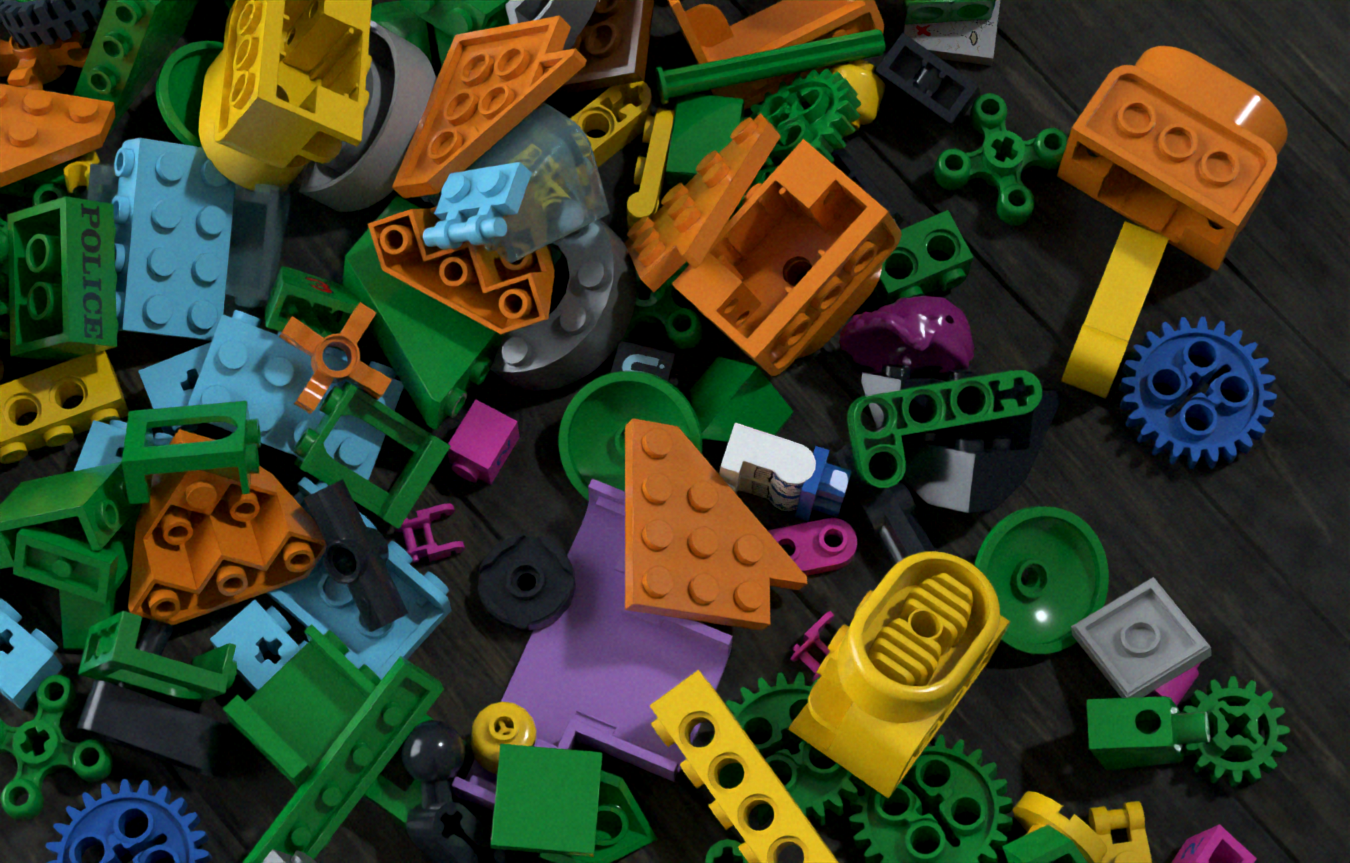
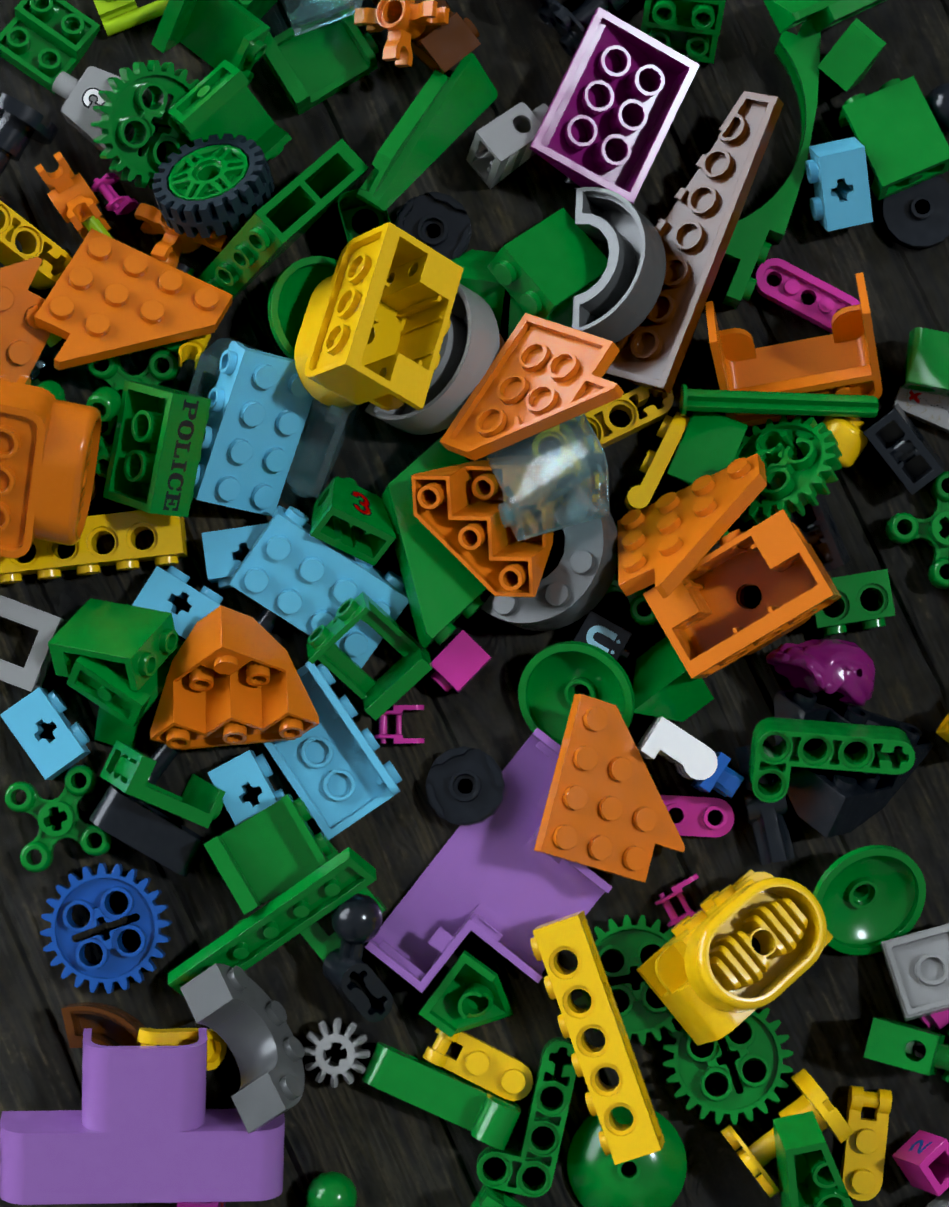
camera: 15 degrees right, 15 degrees up
(144, 459) = (255, 642): green panel -> none
(313, 344) = (337, 596): orange pin -> none
(356, 555) = (336, 740): black piece -> none
(475, 204) = (507, 481): medium azure plate -> none
(500, 725) = (402, 921): yellow head -> none
(546, 800) = (434, 982): green tile -> none

